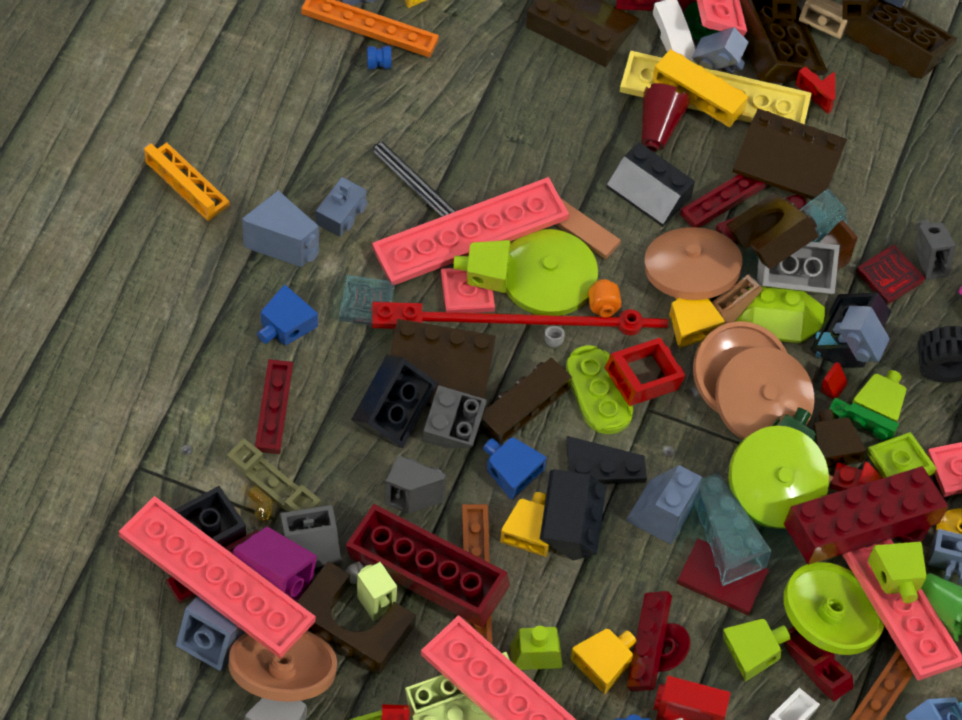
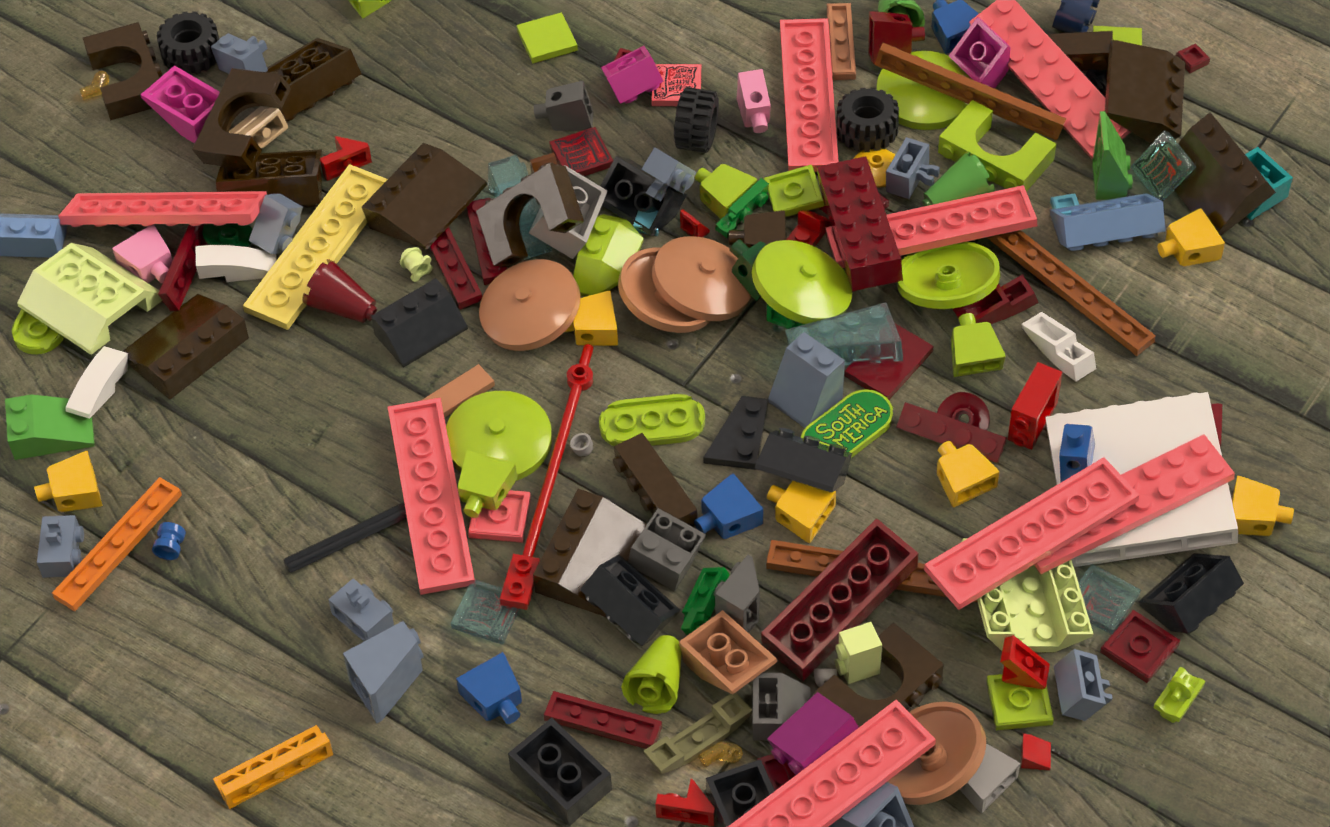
camera: 70 degrees left, 5 degrees down
(200, 478) = (693, 809): none -> red slope
(212, 380) = (560, 771): none -> black brick
(326, 435) = (655, 677): none -> lime cone
(349, 482) = (725, 654): none -> nougat slope
(386, 458) = (702, 598): none -> green hinge
(536, 648) = (949, 520): lime torso -> none
(604, 298) = (550, 389): orange head -> none
(626, 380) = (641, 390): red window -> none
(637, 553) = (853, 421): none -> tile
(704, 89) = (331, 241): yellow brick -> none
(716, 168) = (415, 262): none -> yellowish green brick
(731, 305) = (593, 272): medium nougat slope -> none
(899, 568) = (924, 209): lime torso -> none

